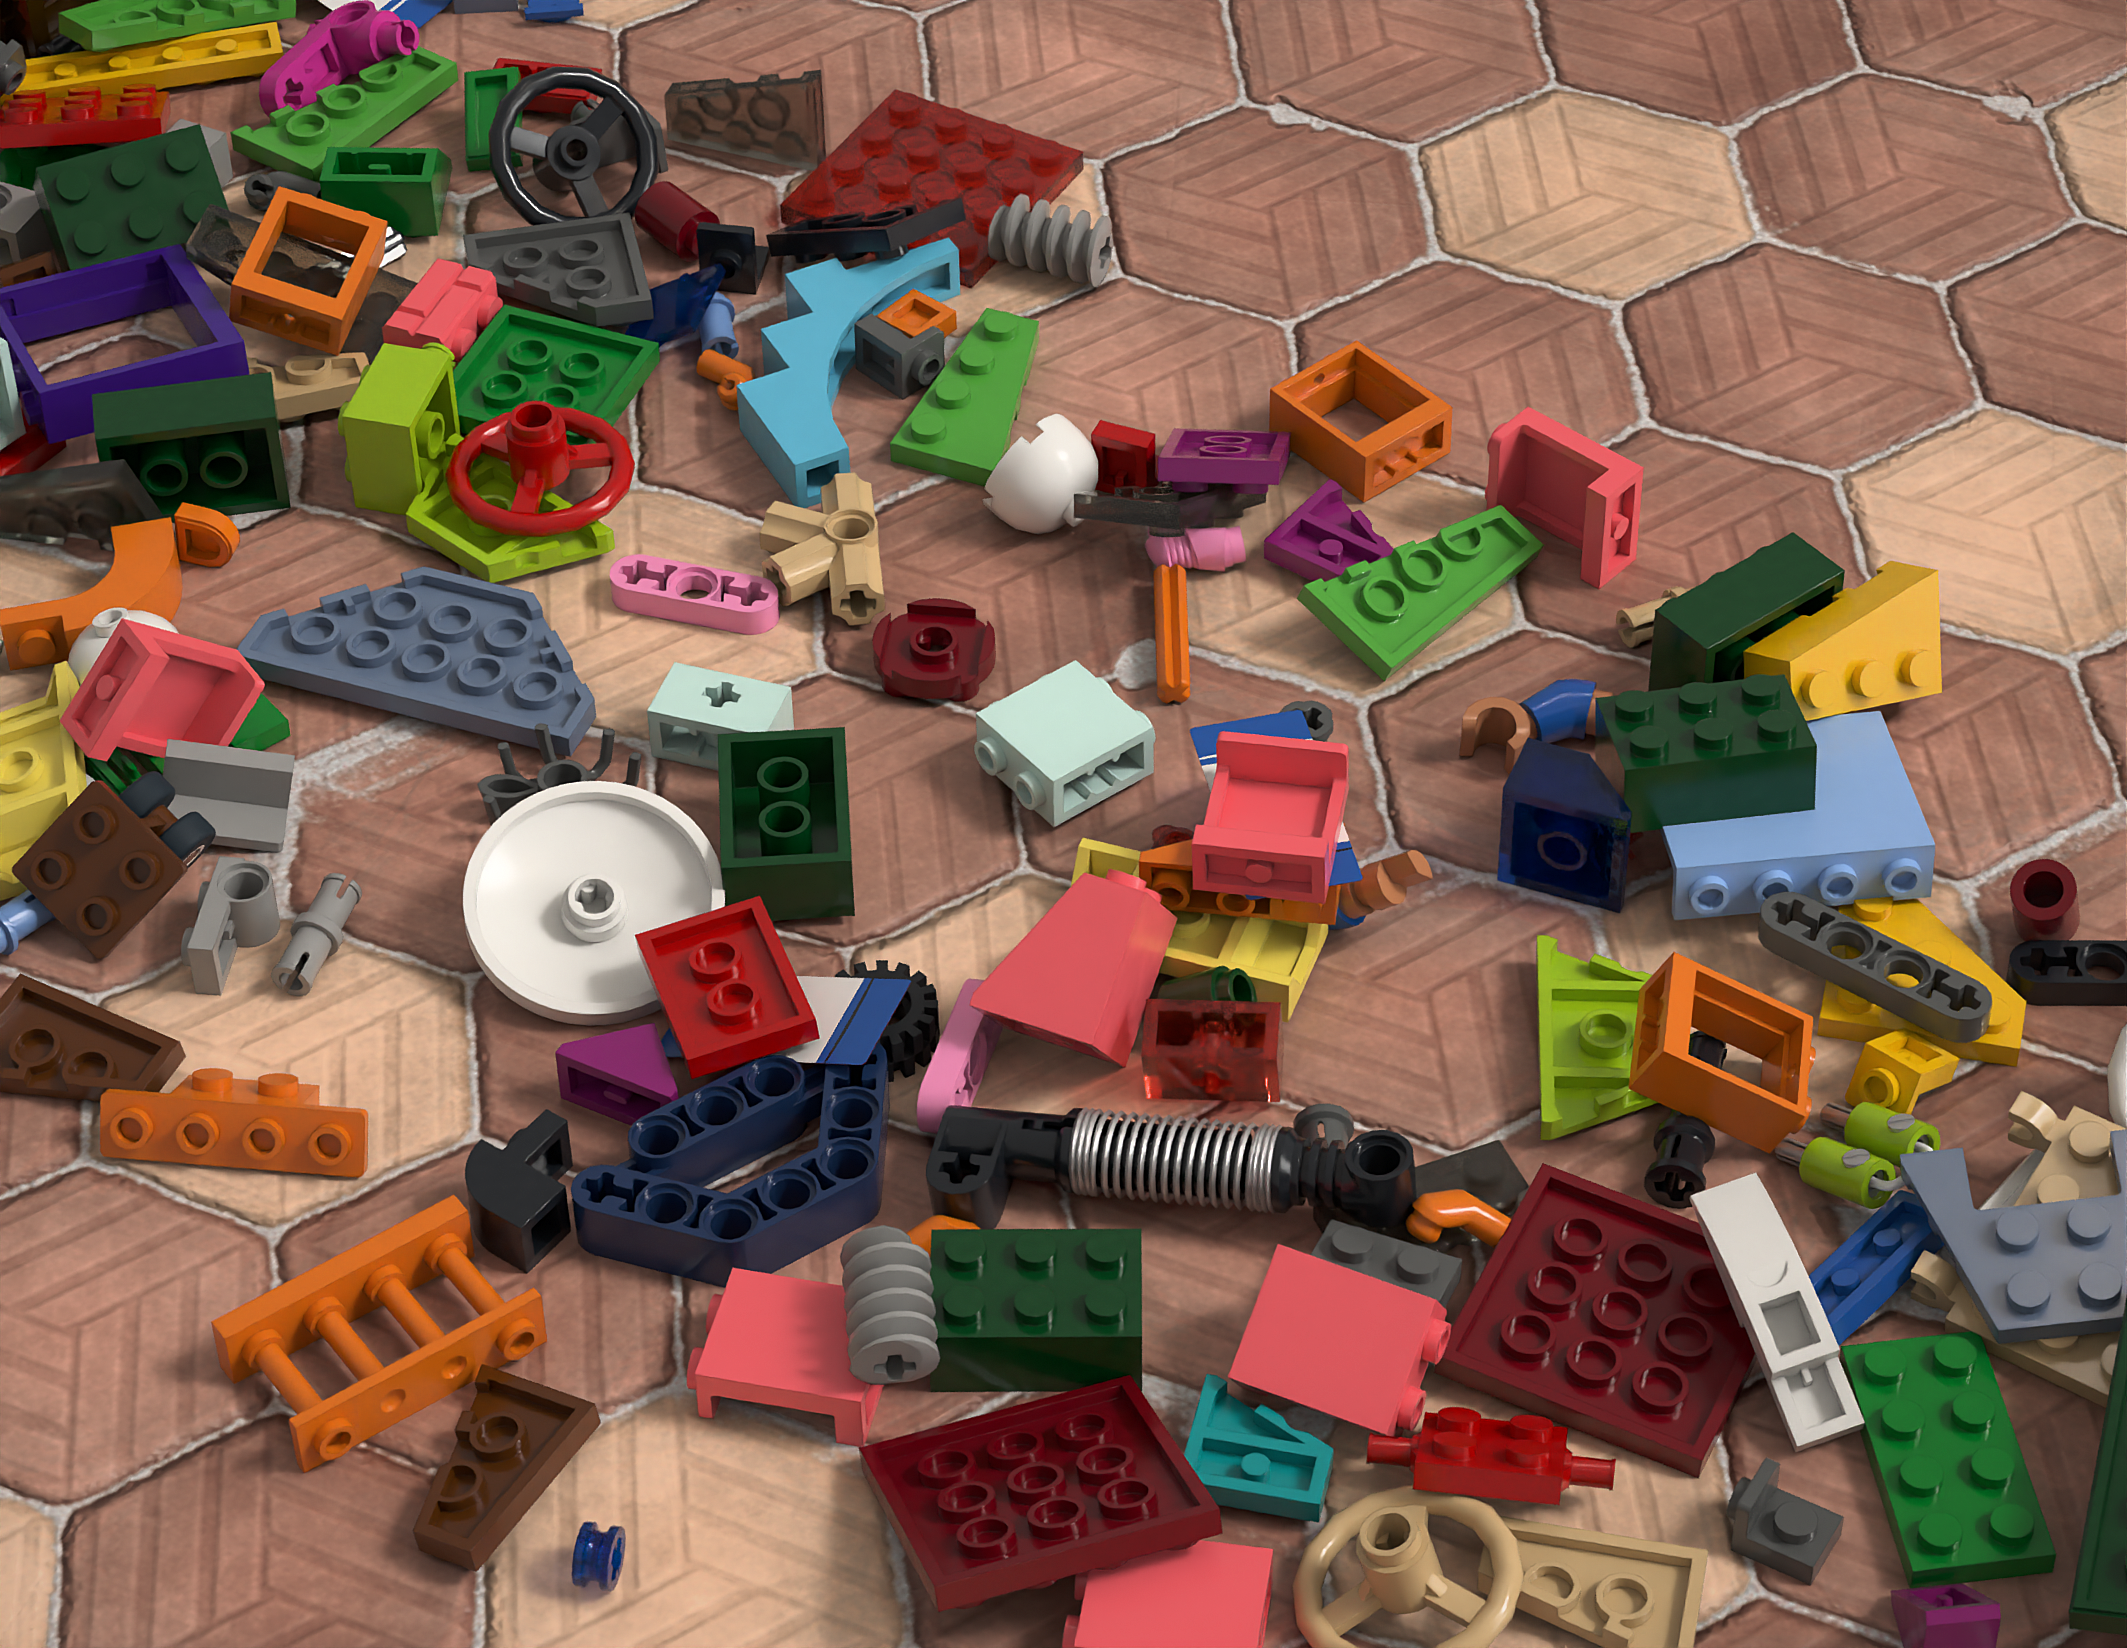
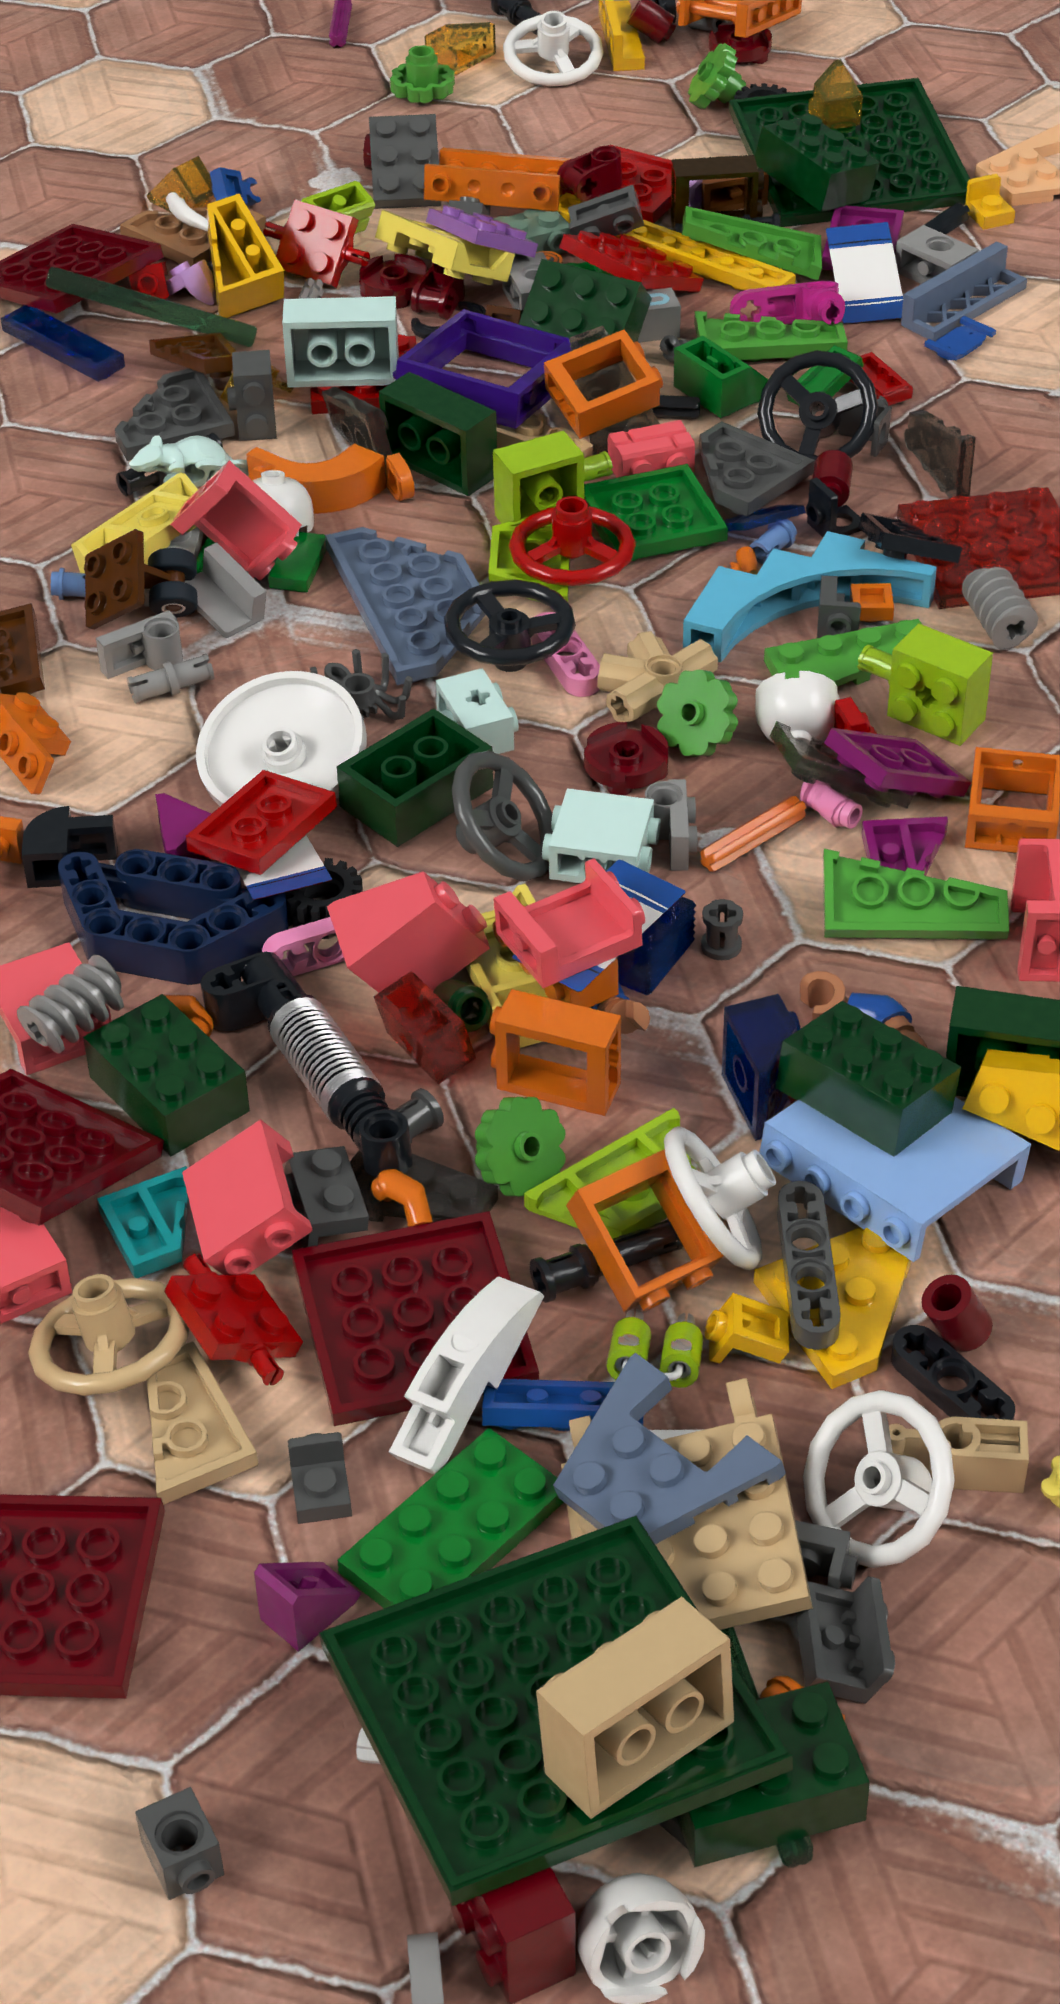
camera: 50 degrees right, 0 degrees up
(633, 599) = (509, 629): none -> black piece
(940, 523) = (697, 713): none -> bright green plant
(949, 798) = (500, 818): none -> dark grey piece
(1127, 677) = (675, 813): none -> light grey plate
(1133, 353) = (934, 682): none -> lime brick
(1408, 917) = (564, 1026): none -> orange window
(1475, 1085) = (519, 1145): none -> bright green plant
(1743, 950) = (721, 1190): none -> white piece

